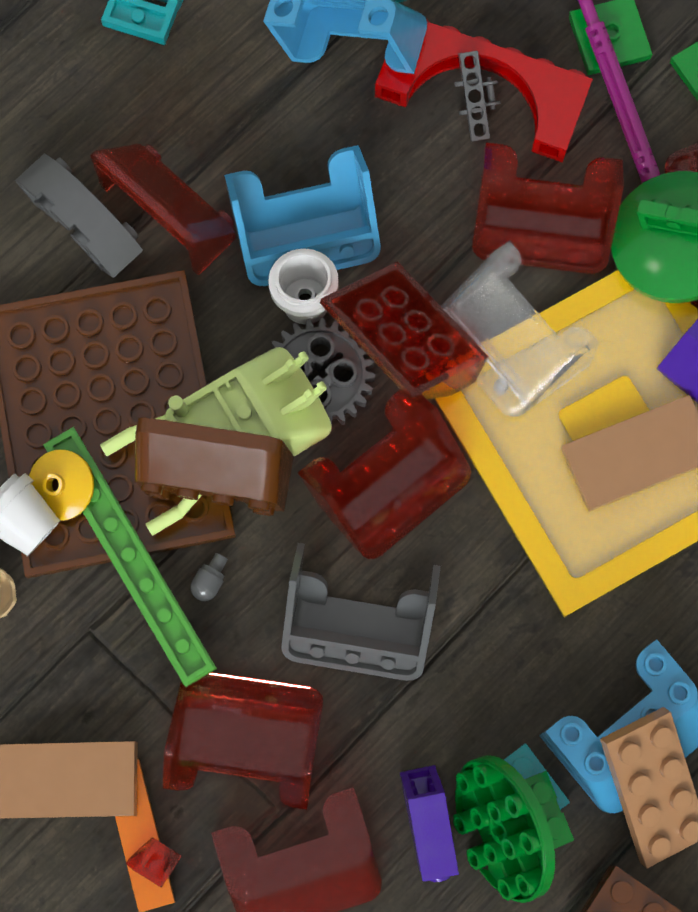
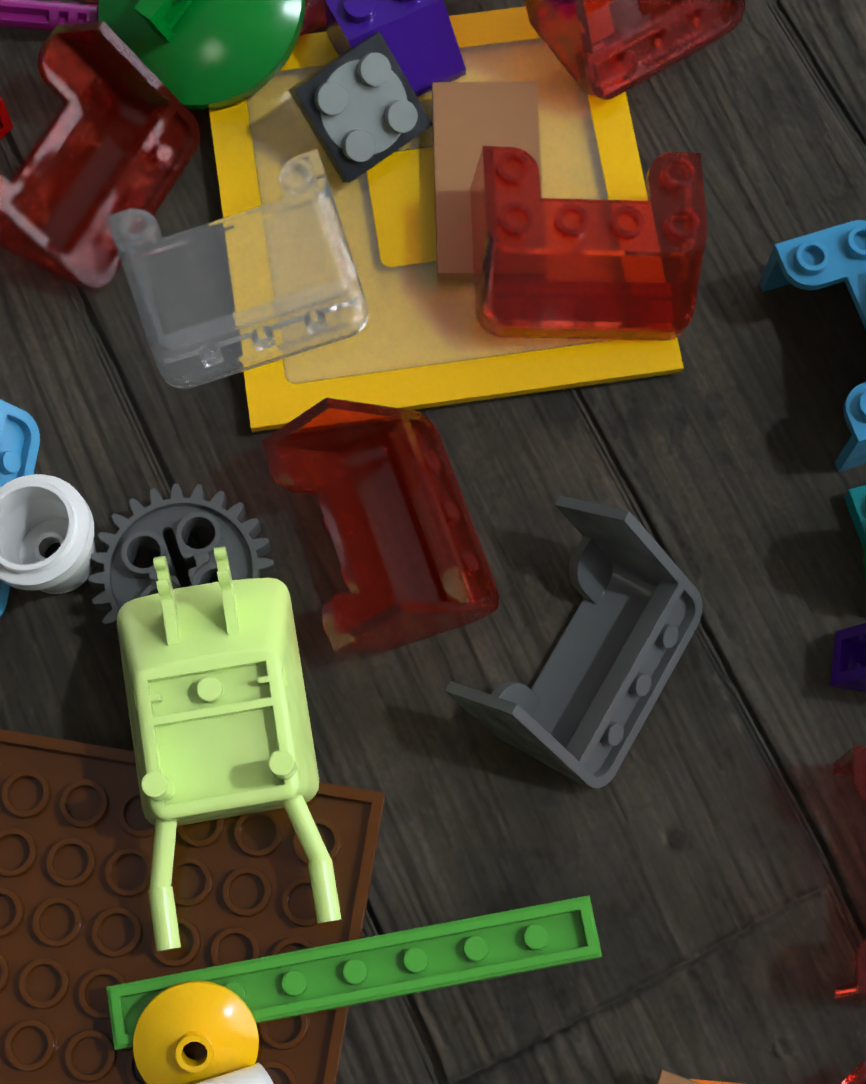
camera: 70 degrees left, 5 degrees down
(208, 579) = (437, 861): dark grey cylinder -> none
(212, 463) = (275, 769): reddish brown windscreen -> none
(246, 732) = (699, 884): clear red windscreen -> none
(407, 334) = (182, 408): clear red slope -> none
(598, 530) = (586, 262): none -> clear red windscreen
(649, 358) = (360, 107): none -> light grey piece

